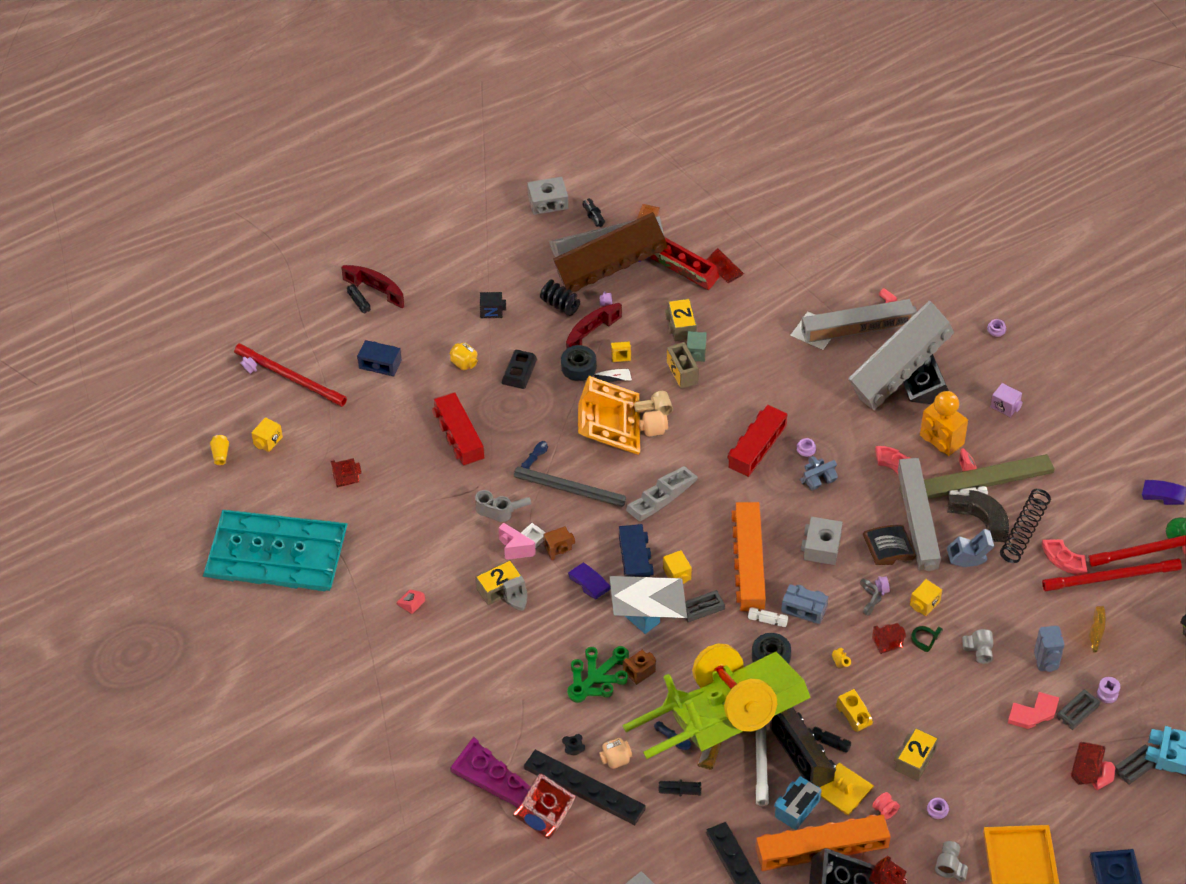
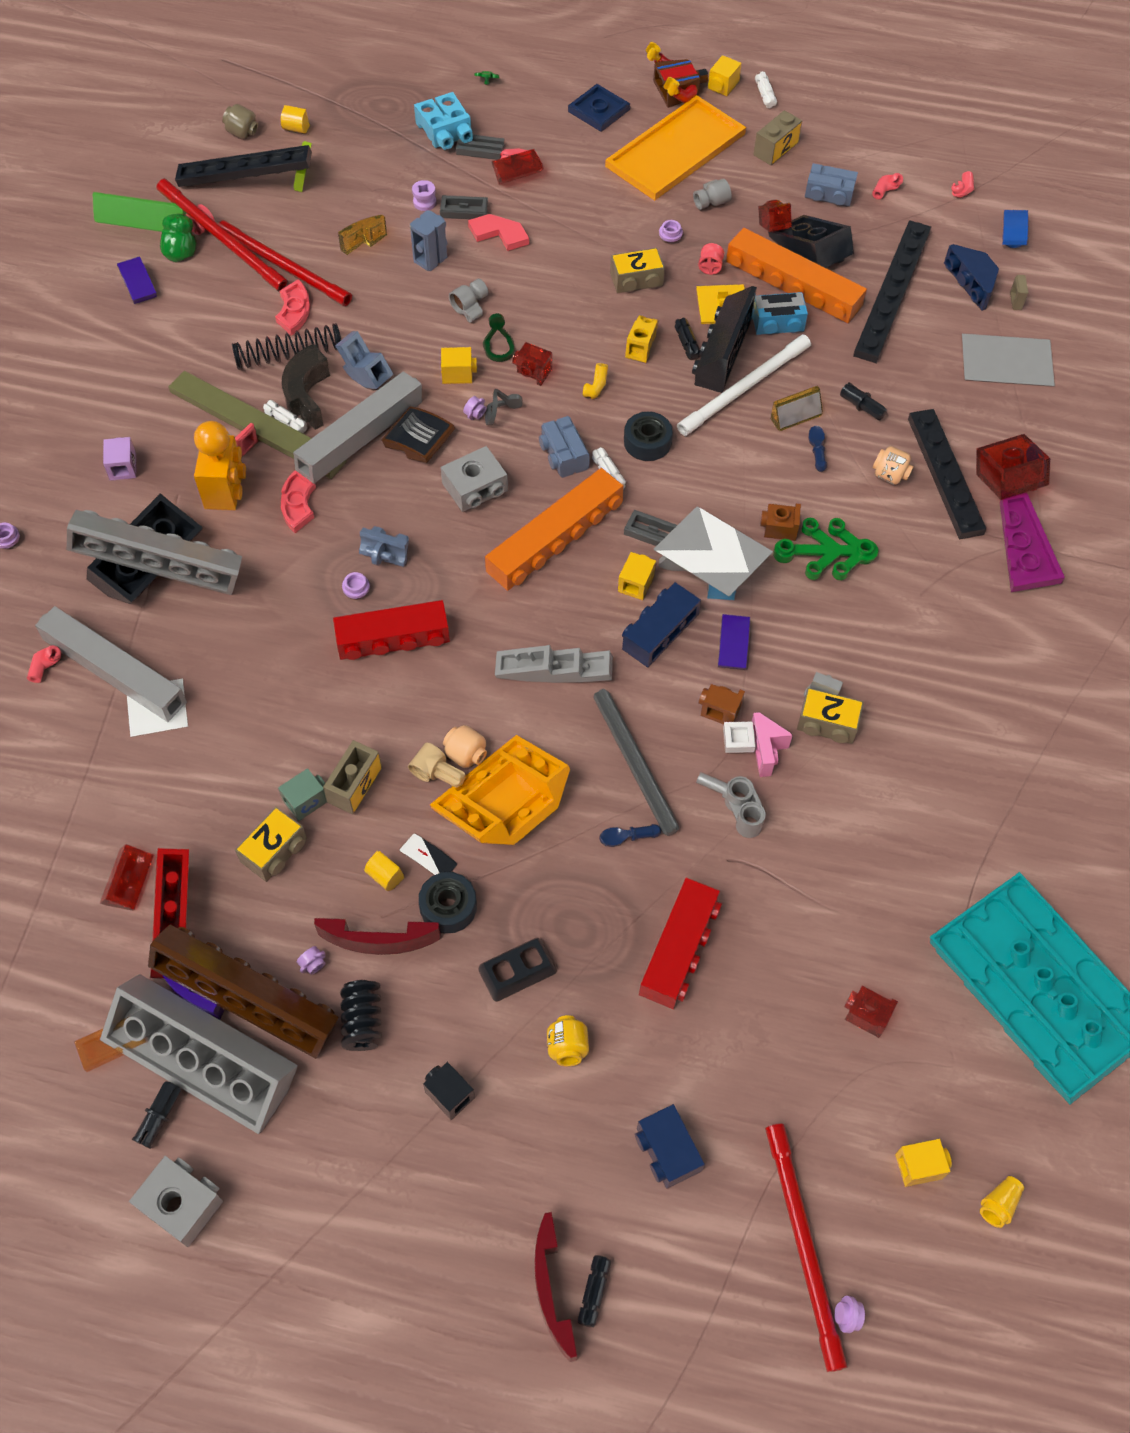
camera: 135 degrees left, 10 degrees up
(411, 601) = (940, 782): coral slope -> none
(573, 749) = (919, 511): black plate -> none
(728, 698) = (727, 384): lime piece -> none

